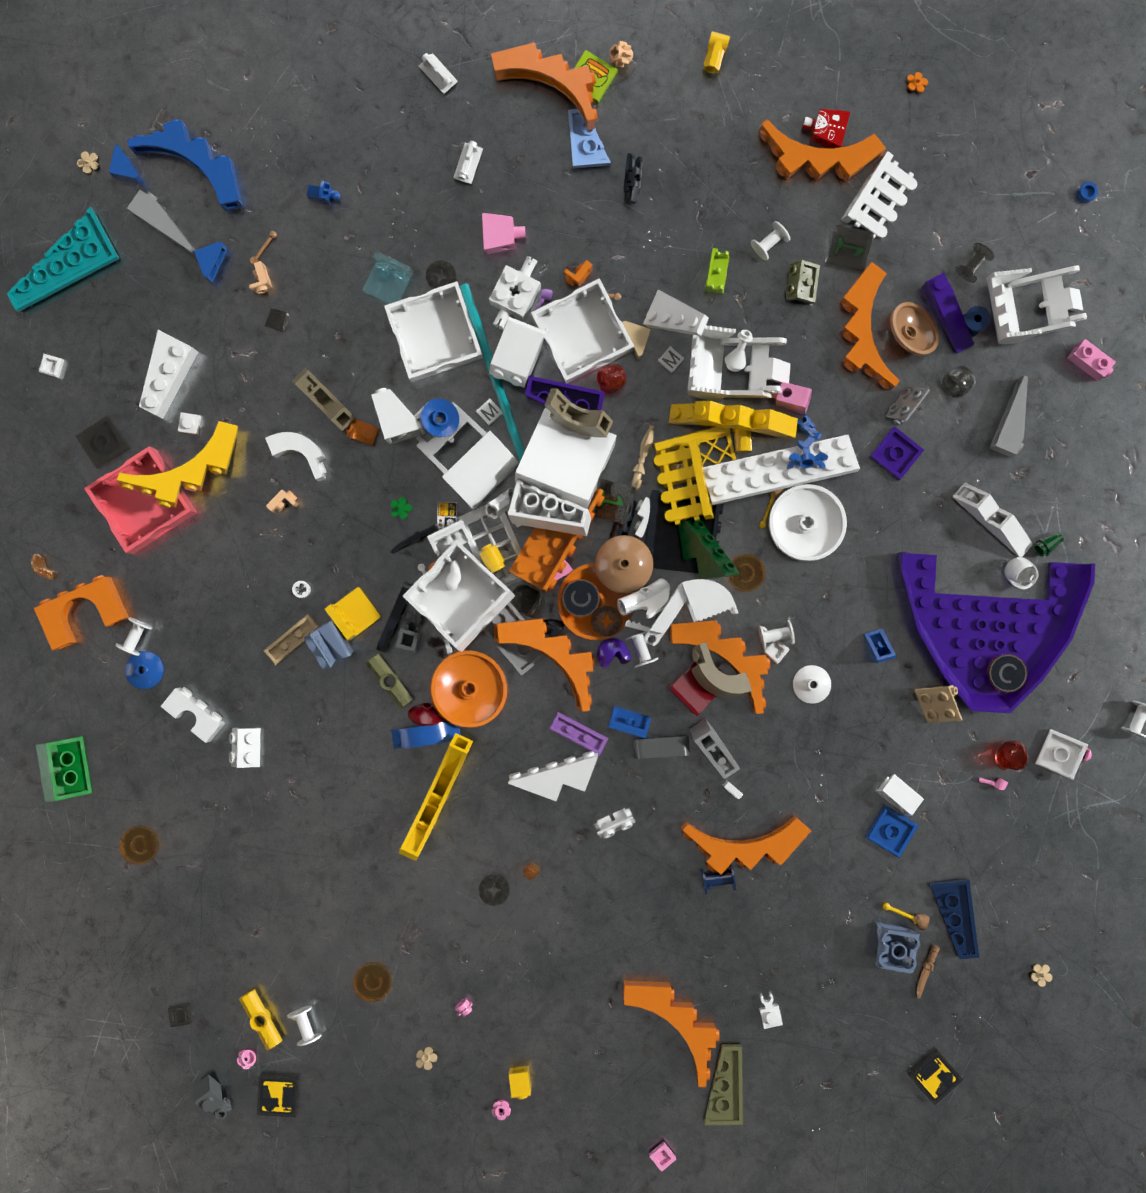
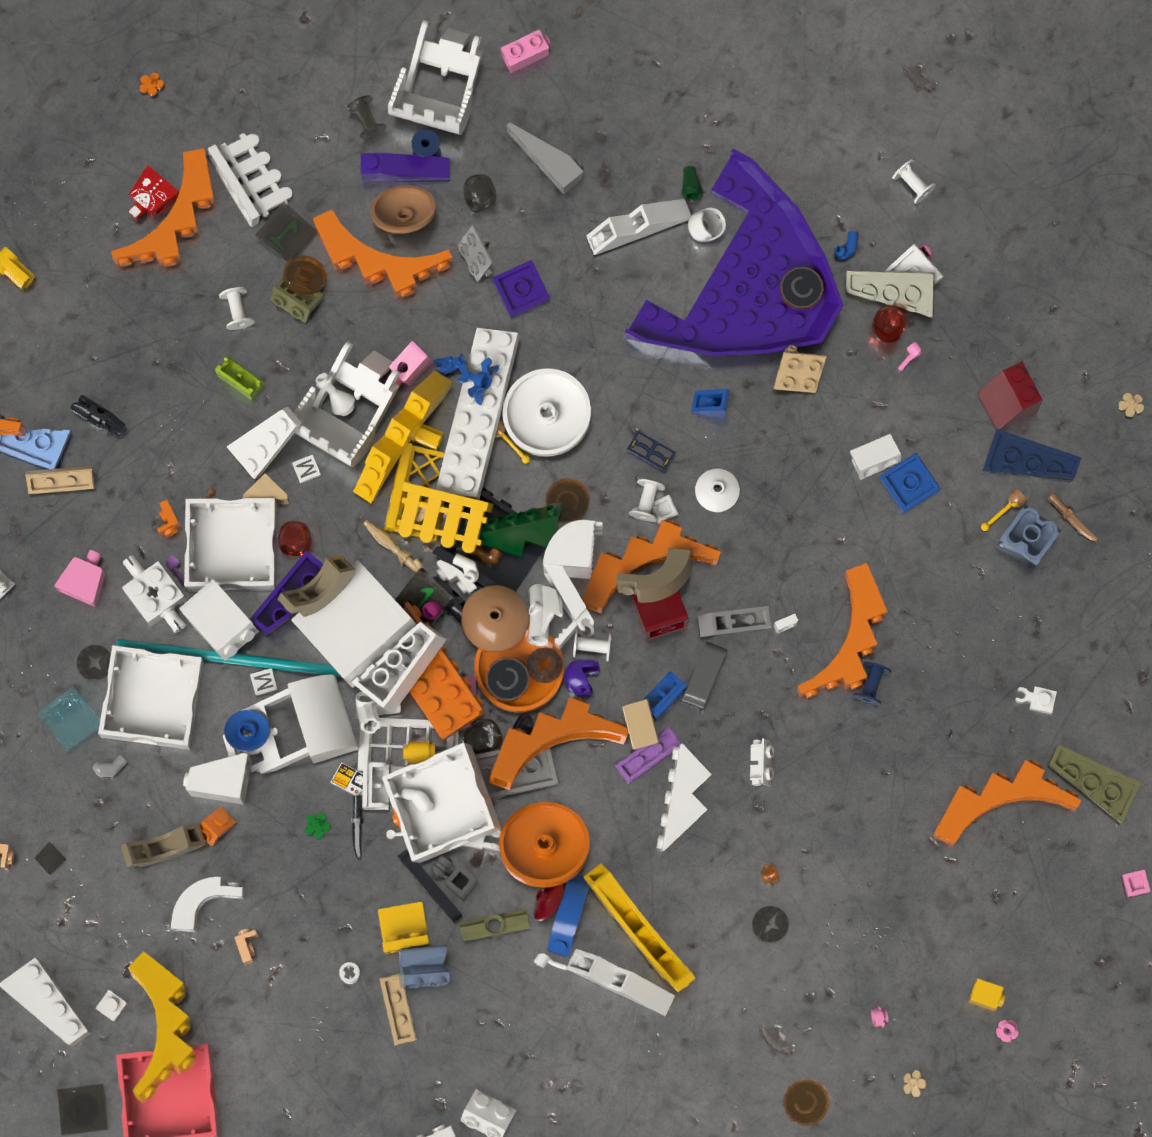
camera: 55 degrees left, 10 degrees down
(365, 330) = (109, 769): none -> light grey arm
(382, 729) = (542, 959): none -> white hand
(392, 797) = (620, 981): none -> white slope
(568, 175) = (60, 480): none -> tan tile
(597, 717) = (640, 724): none -> tan slope
(606, 511) = (433, 609): none -> dark pink hinge
(654, 524) = (469, 567): none -> white arm
(669, 533) = (485, 557): none -> clear orange arm
(817, 618) = (651, 451): none -> tile
(823, 279) = (304, 275): none -> clear orange tile
(1001, 880) = (1010, 396): none -> dark red slope
(1045, 752) = (900, 289): none -> wing
(1057, 693) = (849, 248): none -> blue arm

